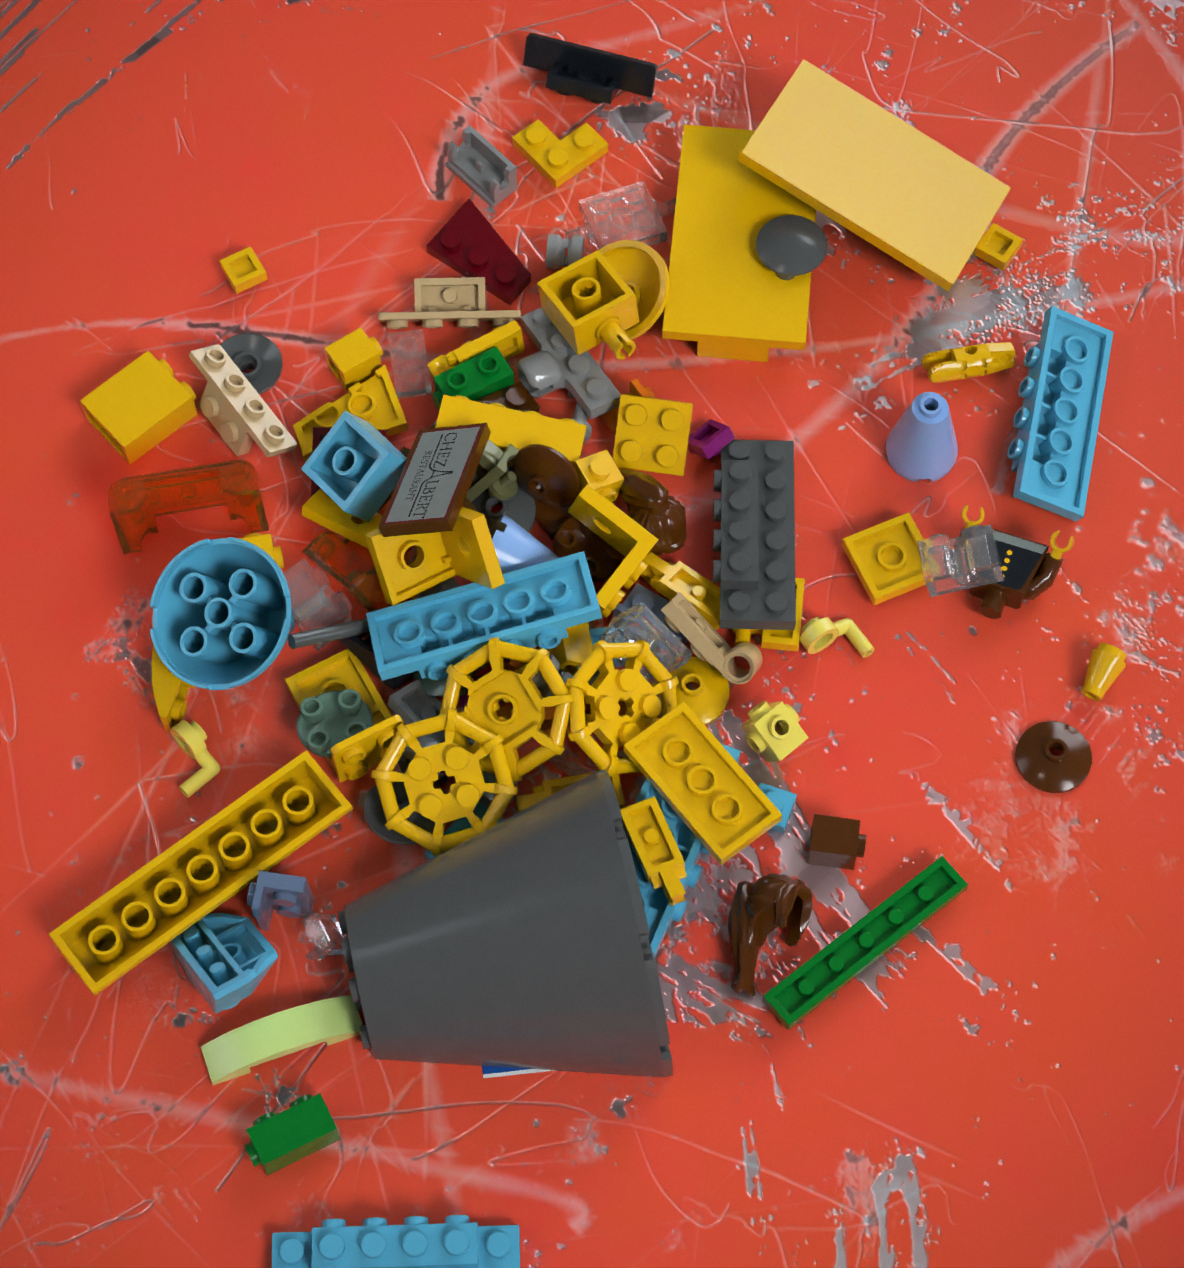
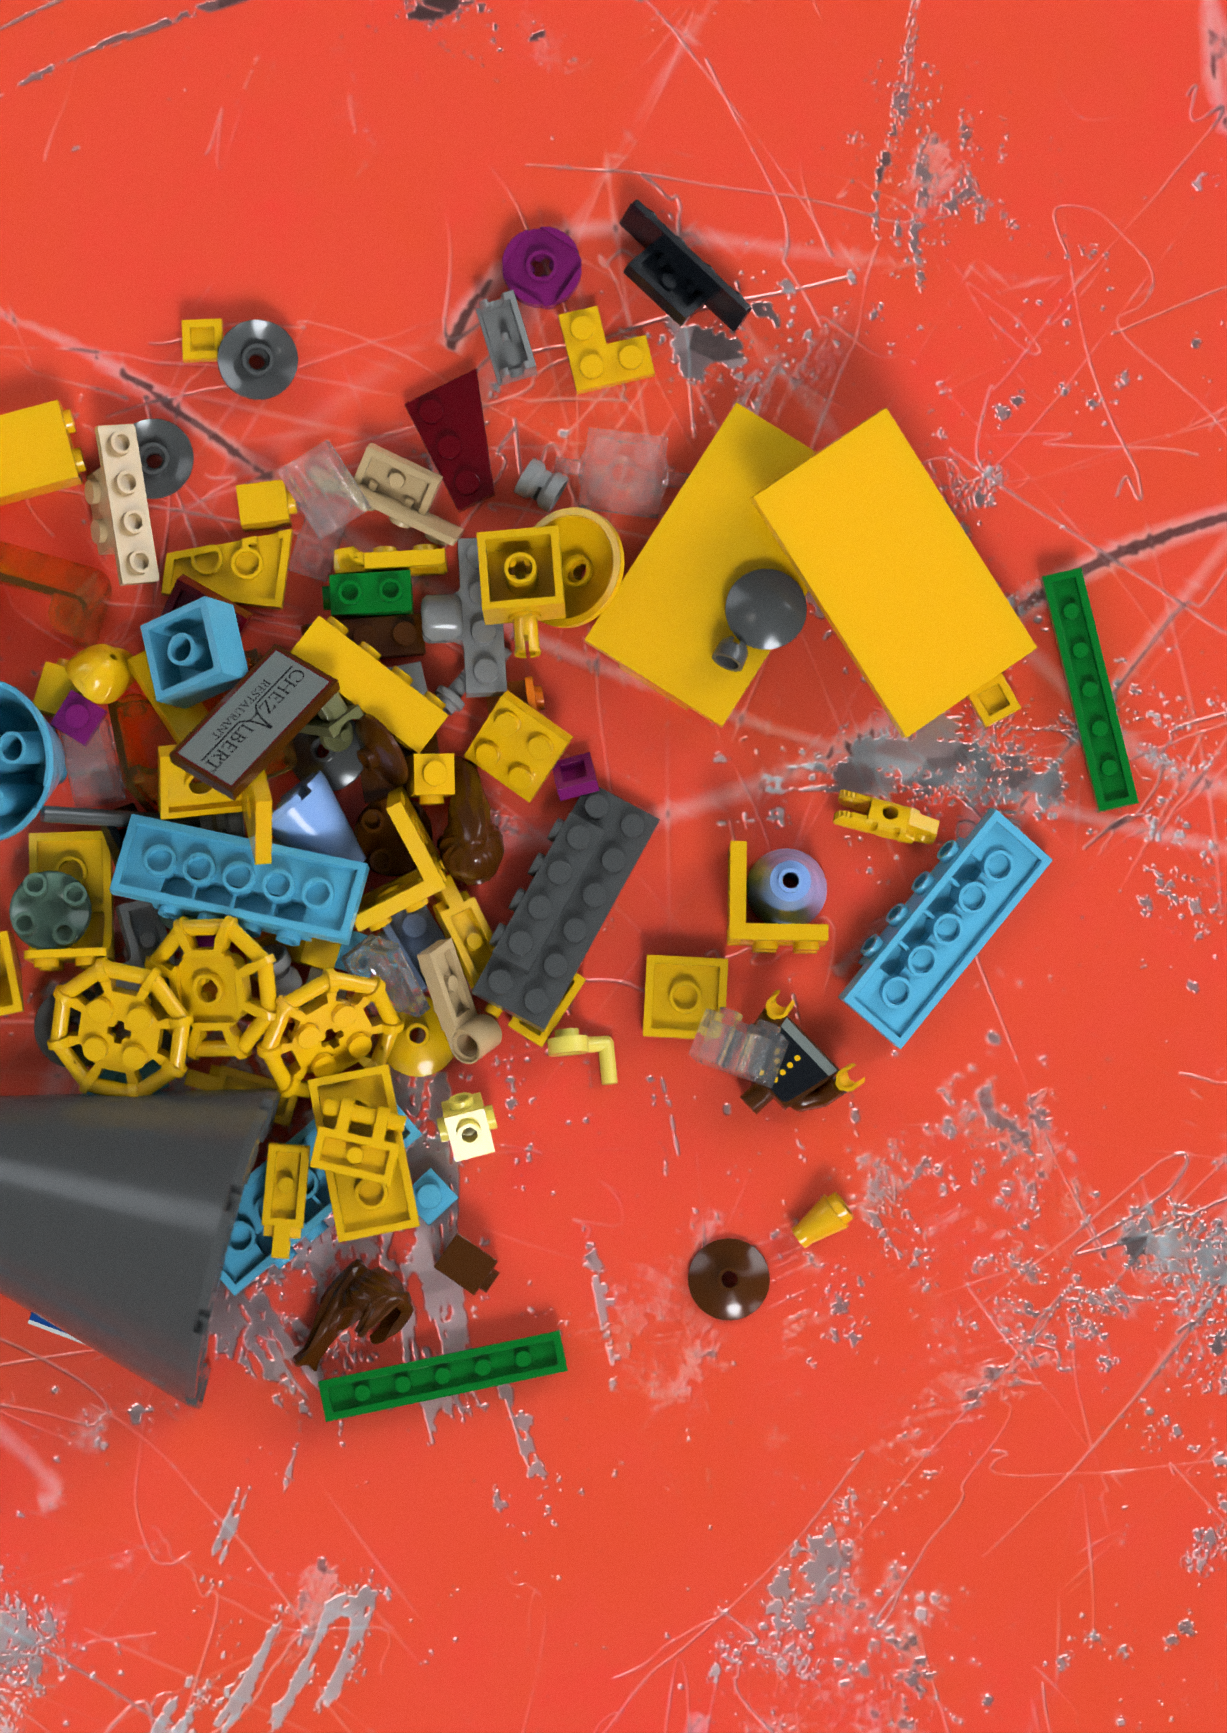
camera: 25 degrees right, 20 degrees up
(285, 524) = (100, 673): none -> yellow cap
(290, 561) = (78, 718): none -> magenta plate
(296, 251) = (262, 340): none -> dark grey dish
(396, 319) = (324, 489): none -> clear plate
(479, 95) = (536, 245): none -> magenta plate
(698, 777) = (356, 1154): none -> yellow plate
(783, 295) = (730, 654): none -> dark grey hinge
(921, 478) = (763, 936): none -> yellow bracket
(1066, 209) = (1089, 690): none -> green plate

